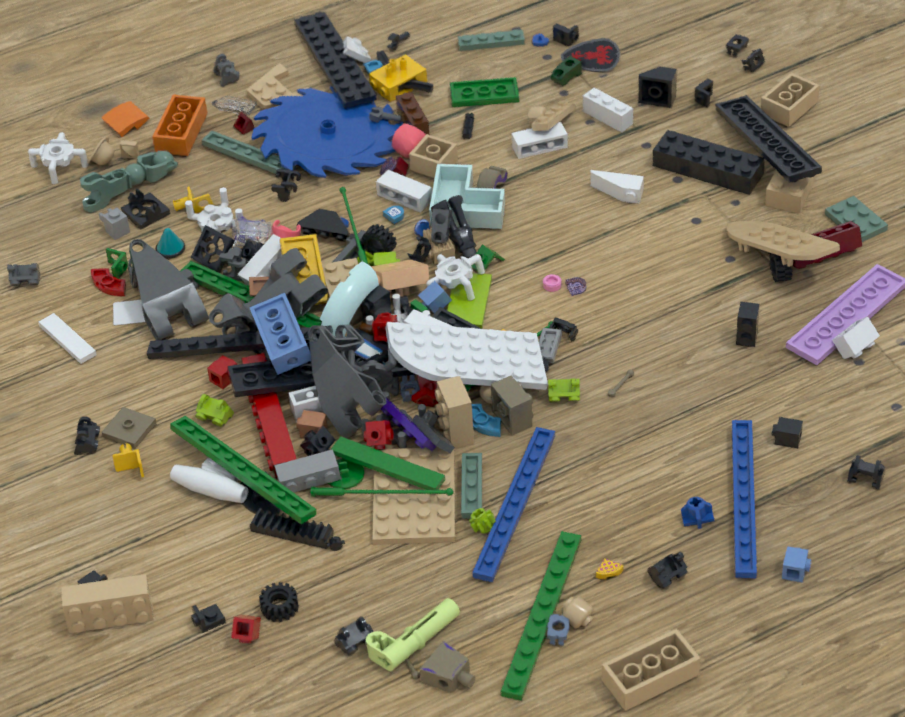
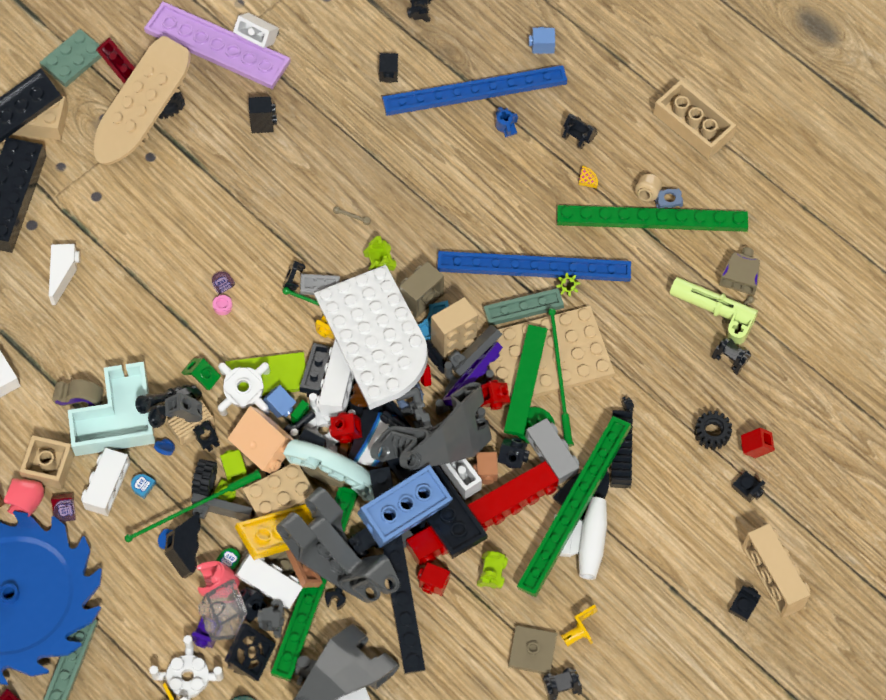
camera: 110 degrees left, 20 degrees up
(286, 185) = (118, 611): black piece -> none

